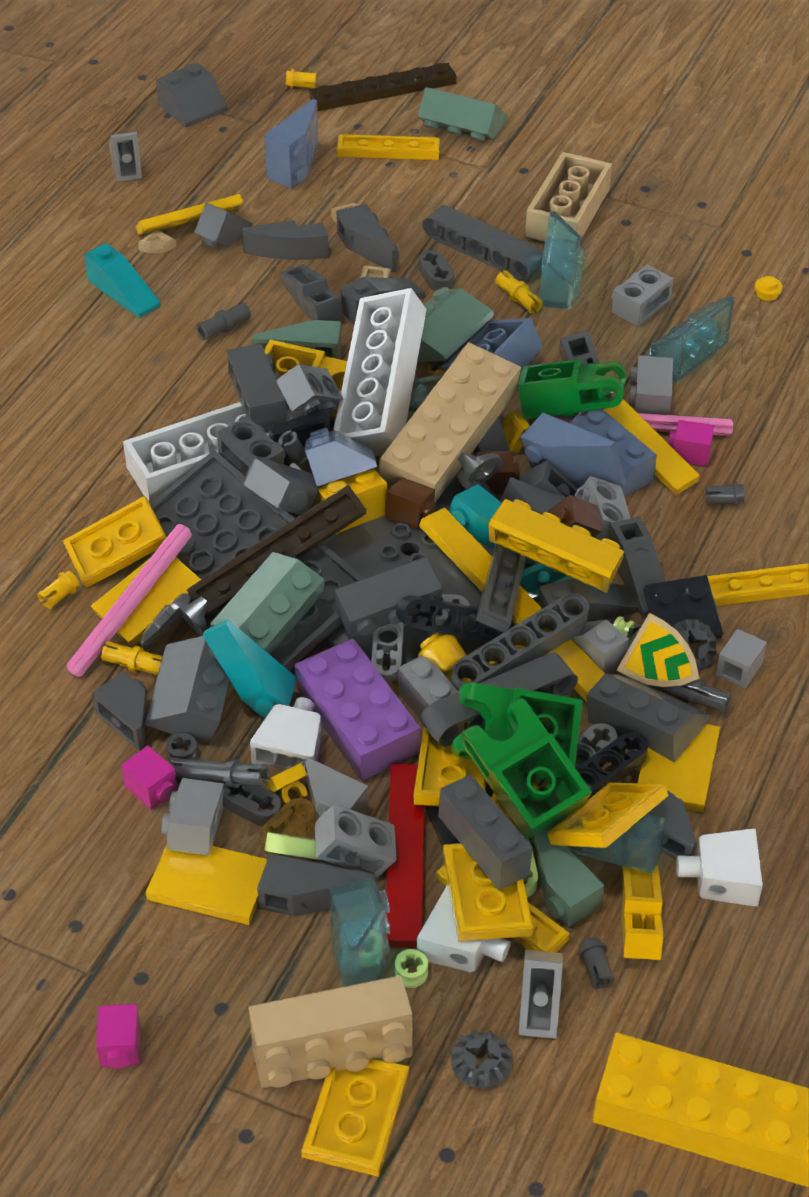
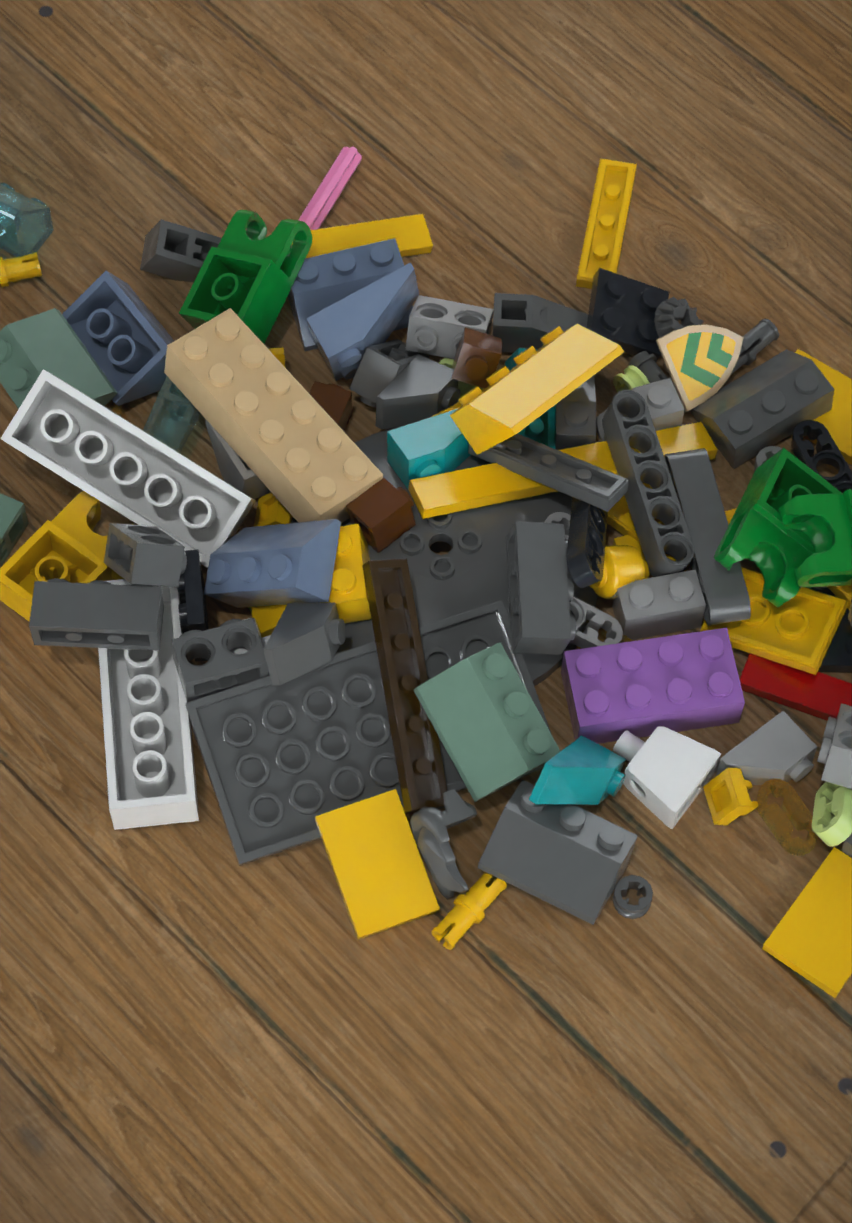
camera: 70 degrees left, 15 degrees up
(60, 588) = (313, 968): yellow pin -> none
(115, 541) = (264, 875): yellow tile -> none
(124, 708) = (555, 939): dark grey slope -> none
(128, 600) = (386, 884): bright pink axle -> none
(149, 777) = (673, 941): dark pink brick -> none
(193, 816) = (757, 906): light grey brick -> none
(228, 772) = (700, 861): dark grey pin -> none
(248, 804) = (743, 851): dark grey beam -> none
(295, 450) = (213, 609): dark grey pin -> none
(472, 465) = (357, 424): dark grey hair -> none
(642, 295) = (83, 145): light grey brick -> none
(652, 385) = (252, 189): light grey brick -> none
(692, 441) = (367, 197): dark pink brick -> none
(696, 337) = (197, 124): clear light blue slope -> none
(725, 494) = (462, 196): dark grey pin -> none
(741, 658) = (715, 289): light grey brick -> none
(768, 288) = (130, 16): yellow plate -> none

